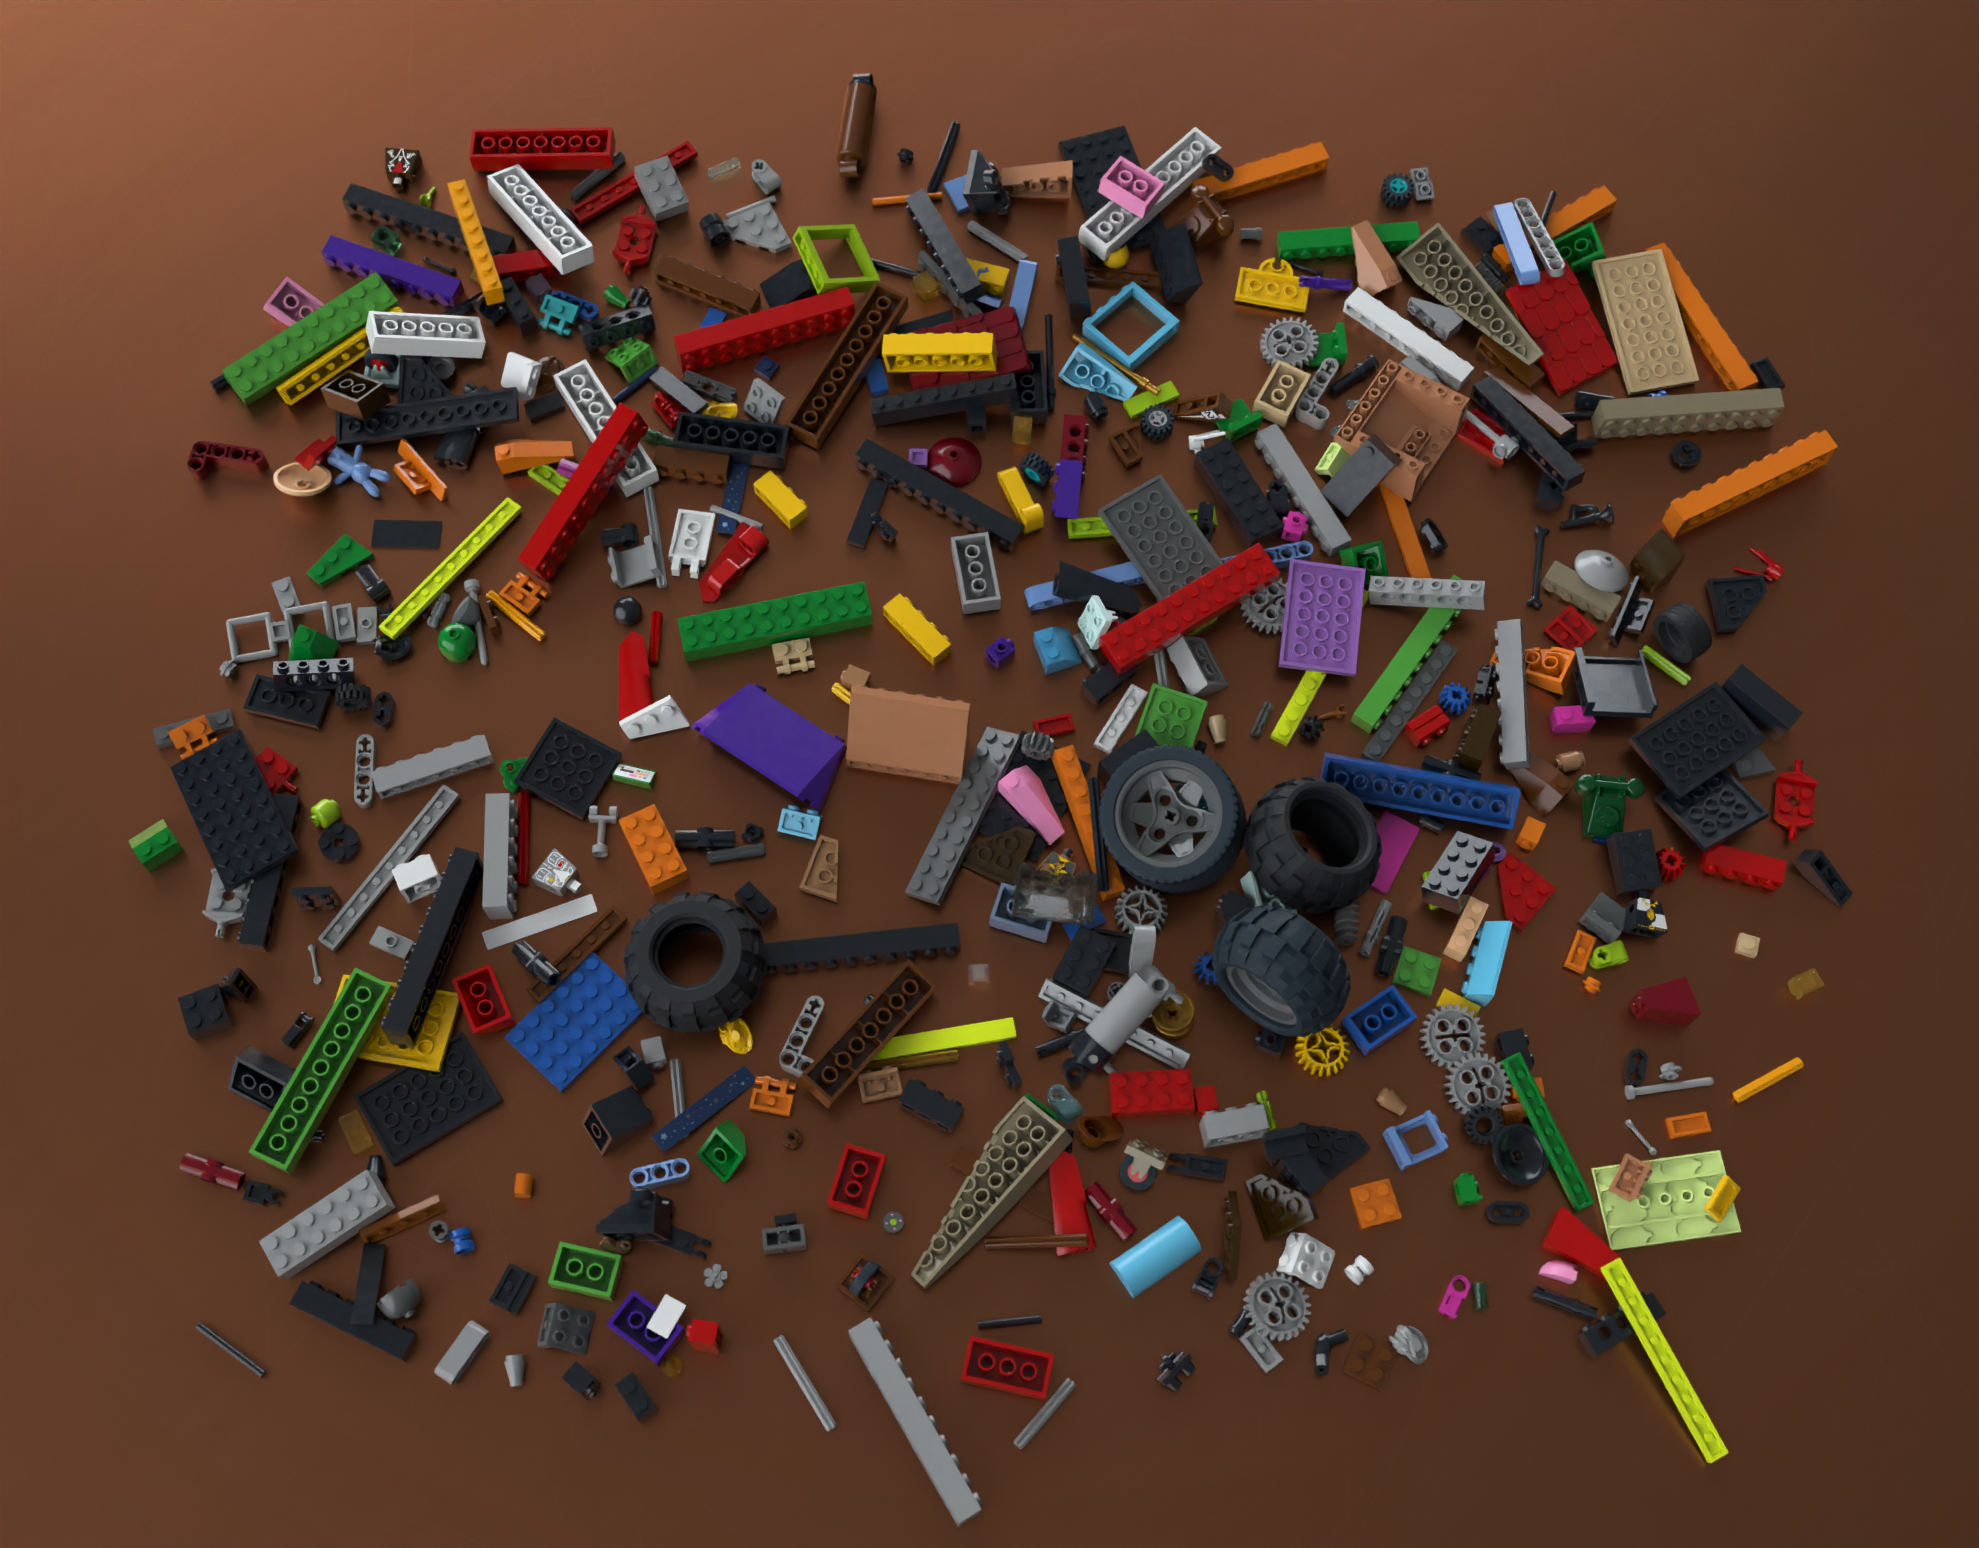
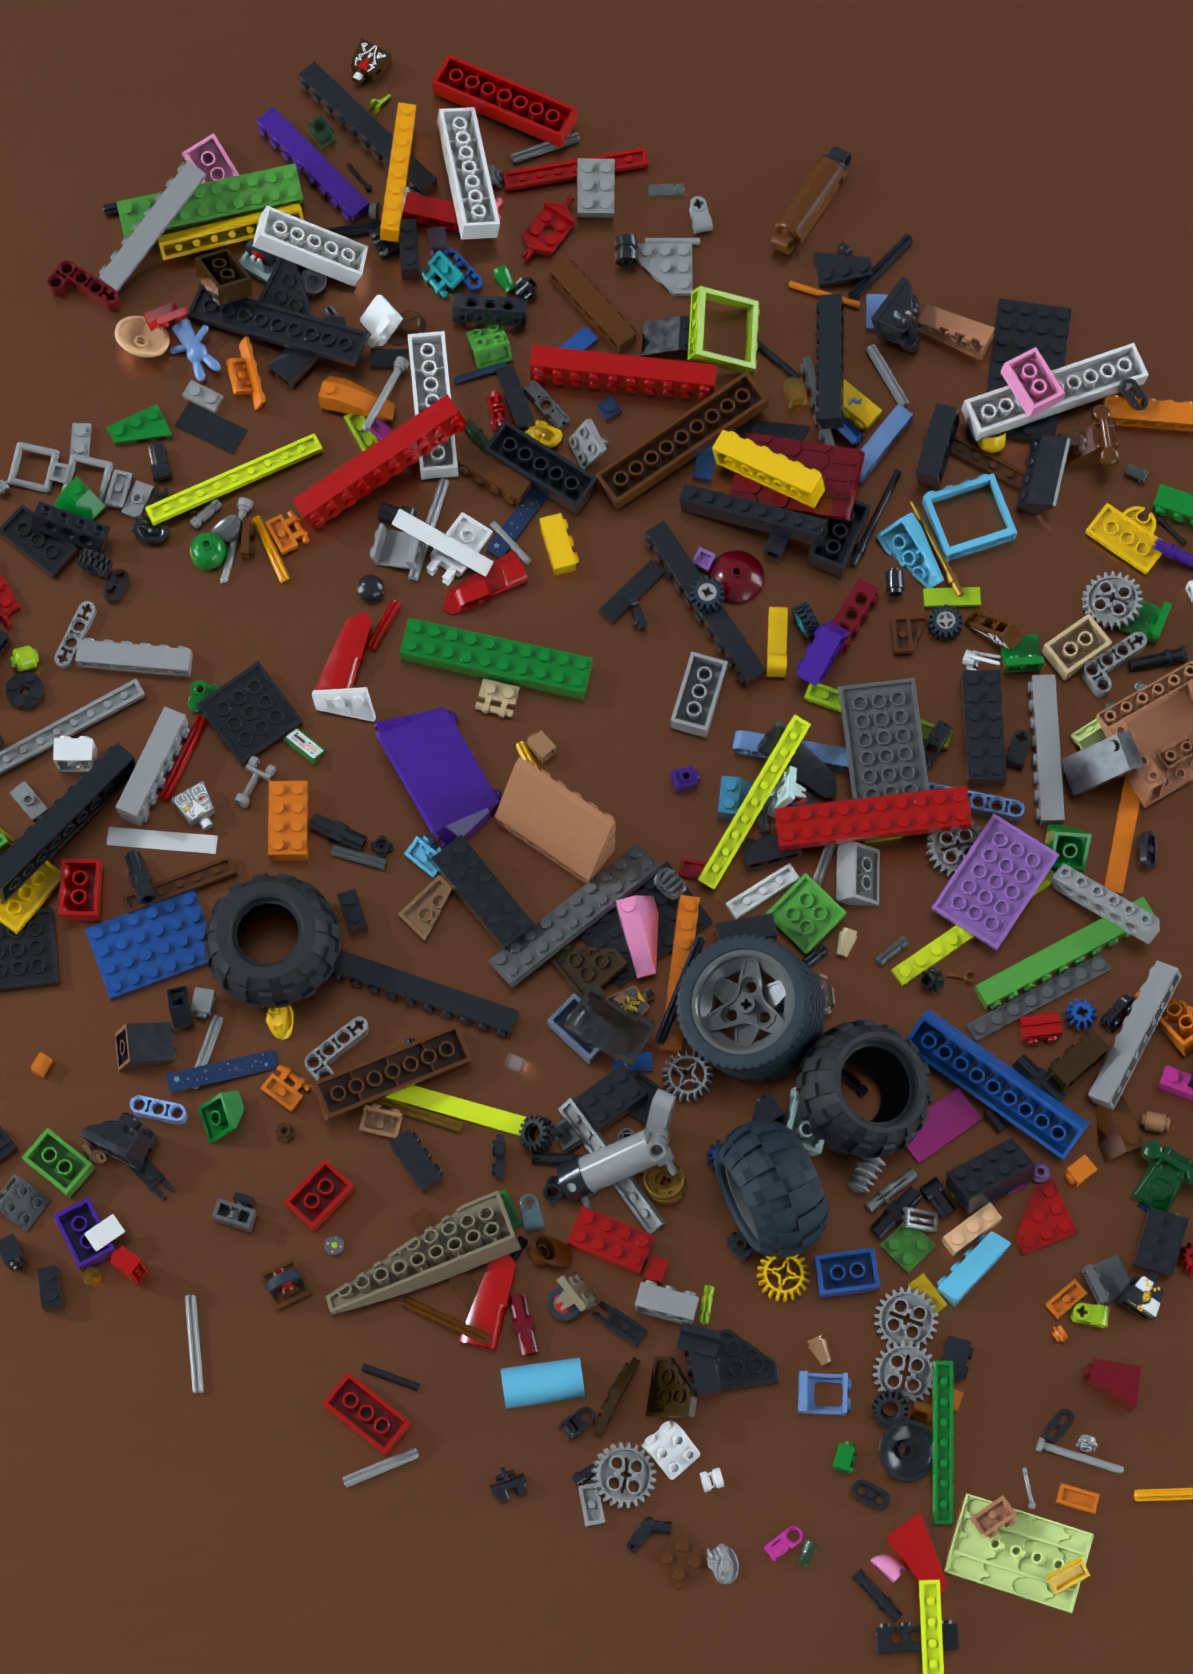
camera: 30 degrees right, 5 degrees up
(267, 376) = (152, 226): none -> light grey brick
(385, 509) = (203, 396): none -> light grey plate
(468, 287) = (374, 211): none -> dark grey tile
(559, 405) = (400, 365): none -> light grey piece
(675, 540) = (442, 542): none -> white sticker
(714, 1276) = (163, 1219): light grey plant -> none
(869, 831) = (481, 892): none -> black brick
(911, 171) = (840, 269): none -> black wing
(914, 1421) = (266, 1420): light grey brick -> none
(917, 629) = (619, 723): yellow brick -> none
(932, 483) = (709, 600): none -> black wheel
(1022, 430) = (813, 575): clear yellow brick -> none
(1022, 1026) = (528, 1133): none -> black tyre
(1076, 642) = (754, 802): none -> neon yellow plate
(1294, 526) = (1018, 782): dark pink brick -> none
(1375, 1203) = (758, 1430): orange plate -> none
(1407, 944) = (907, 1218): none -> light grey tile
(1415, 912) = (935, 1193): none -> black piece

